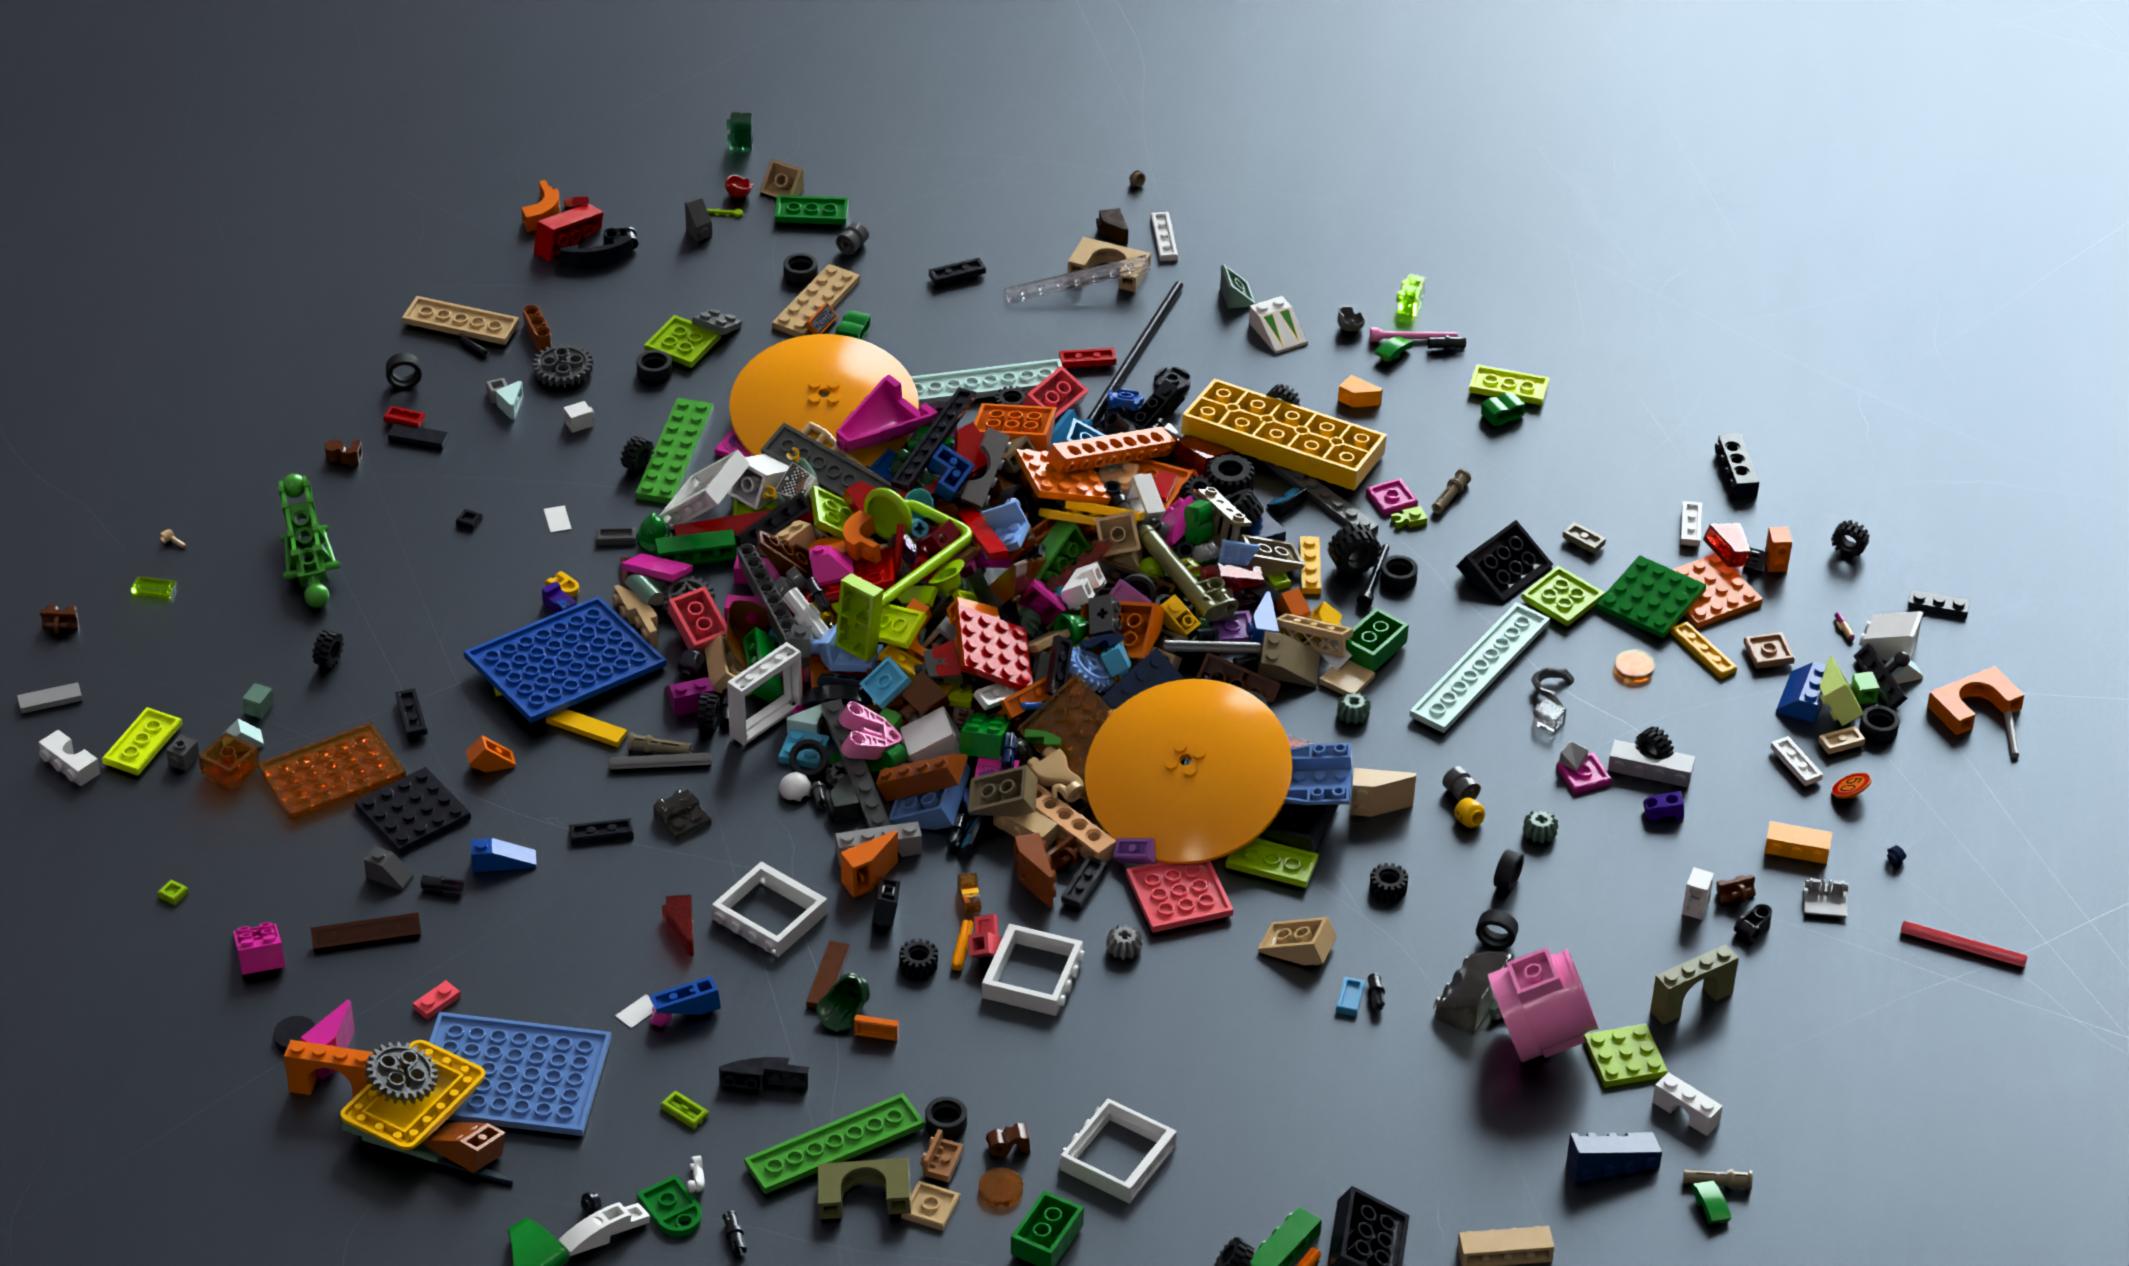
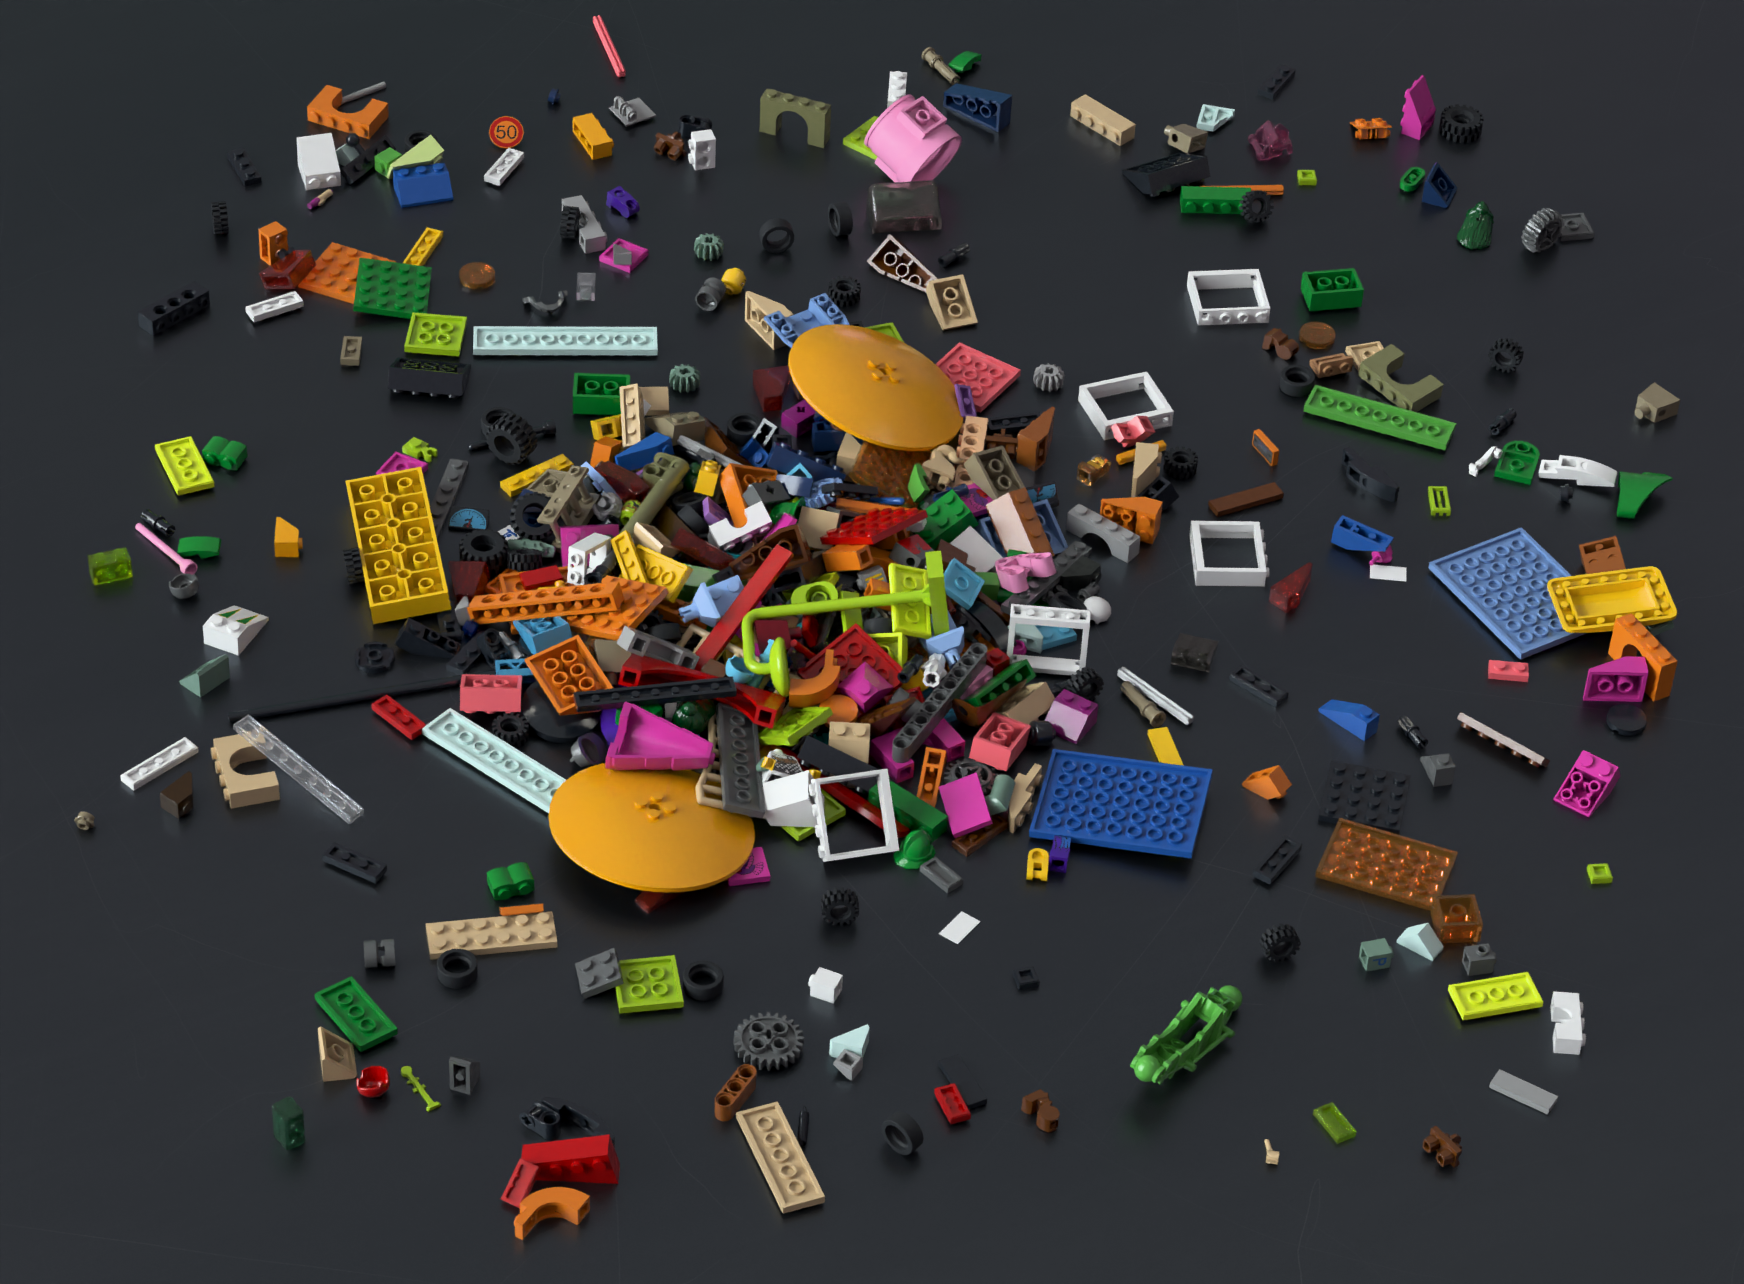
camera: 130 degrees left, 0 degrees up
(401, 1073) = (1613, 598): dark grey gear -> none
(674, 450) = (790, 905): bright green plate -> none
(720, 578) = (931, 775): none -> orange slope
(801, 639) = (979, 638): dark grey brick -> none
(843, 1002) = (1257, 467): dark green hair -> none
(923, 907) = (1145, 466): none -> tan slope
(953, 469) = (694, 655): blue brick -> none
(1125, 398) = (448, 663): blue plate -> none
(1198, 522) = (585, 511): green brick -> none
(1350, 996) = (969, 267): dark azure tile -> none
(1401, 942) = (899, 263): none -> reddish brown wedge
(1454, 487) = (356, 439): dark tan pin -> none
(1769, 650) = (391, 219): medium nougat plate -> none
(1841, 740) = (459, 155): tan plate -> none

